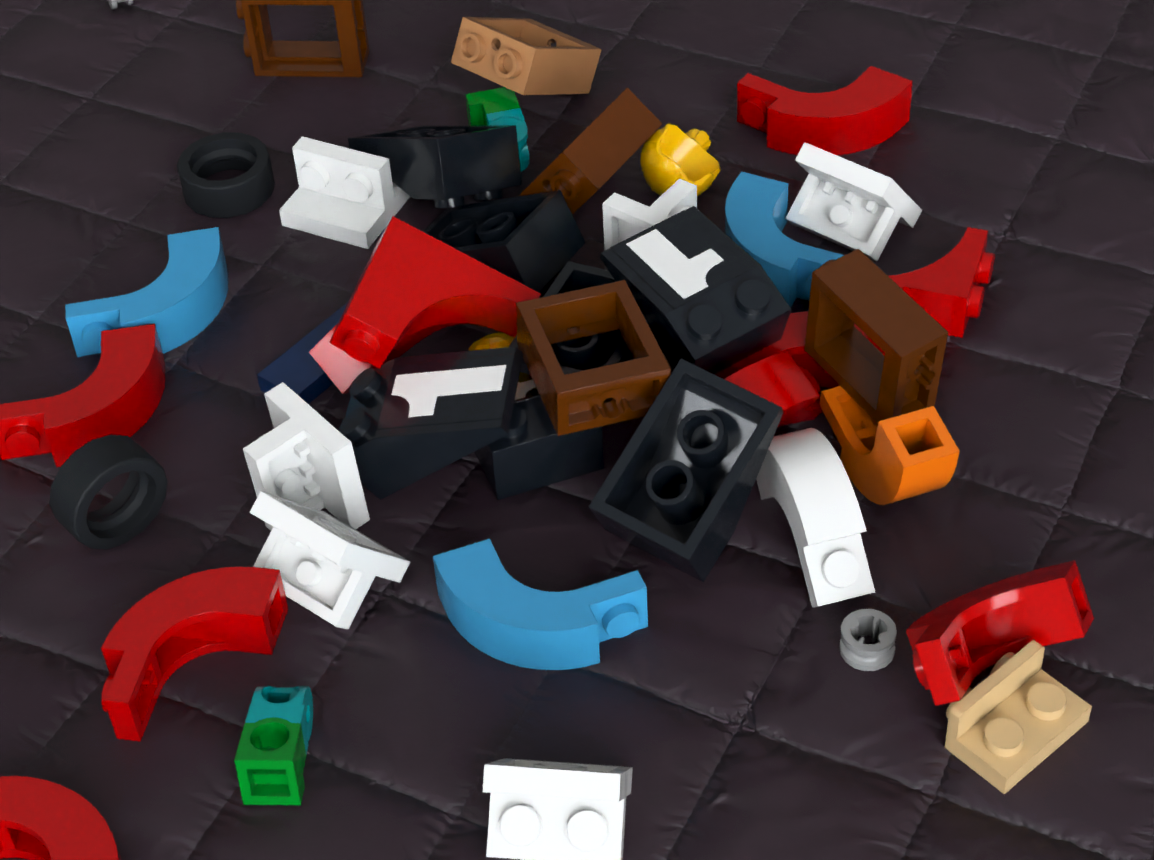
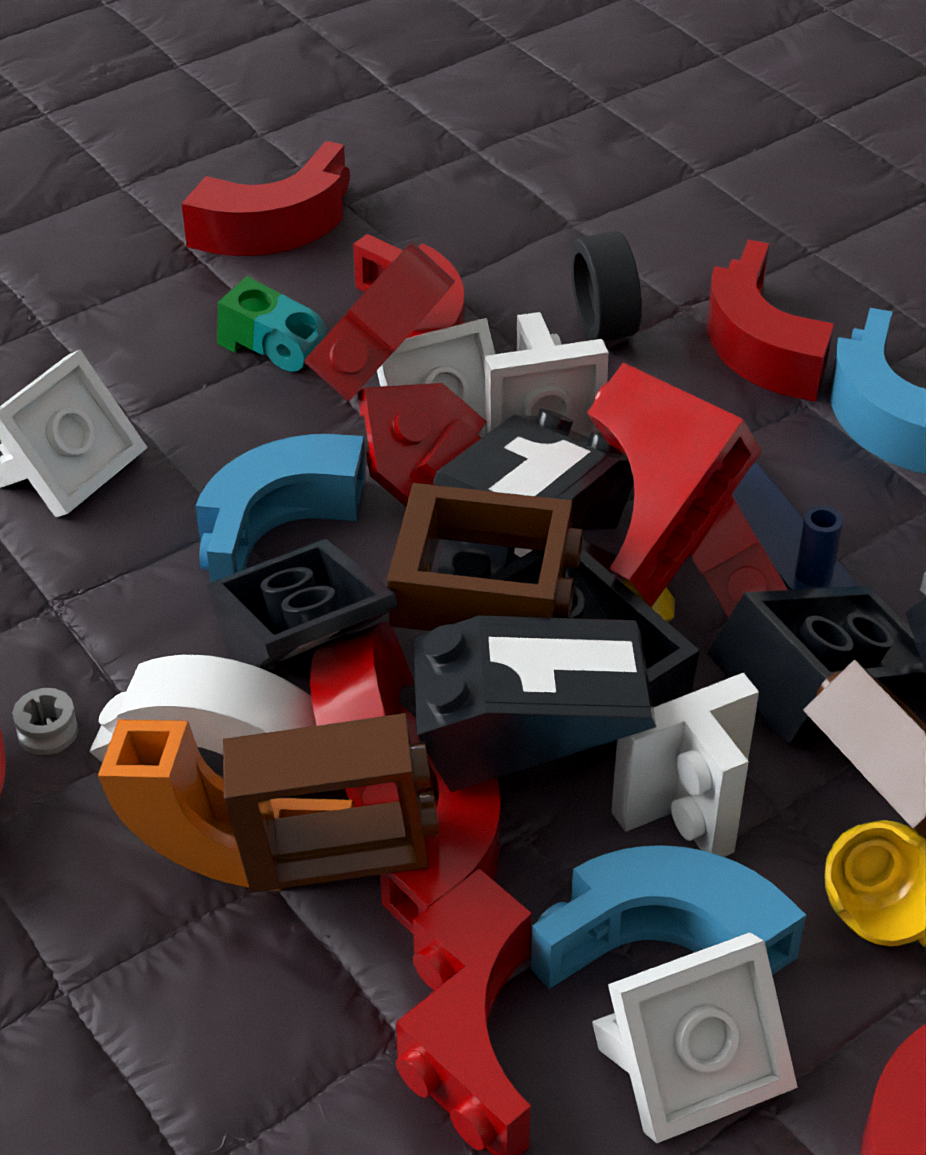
camera: 115 degrees right, 0 degrees up
(292, 519) = (379, 321): none -> red arch
(405, 522) = (414, 433): none -> red plate

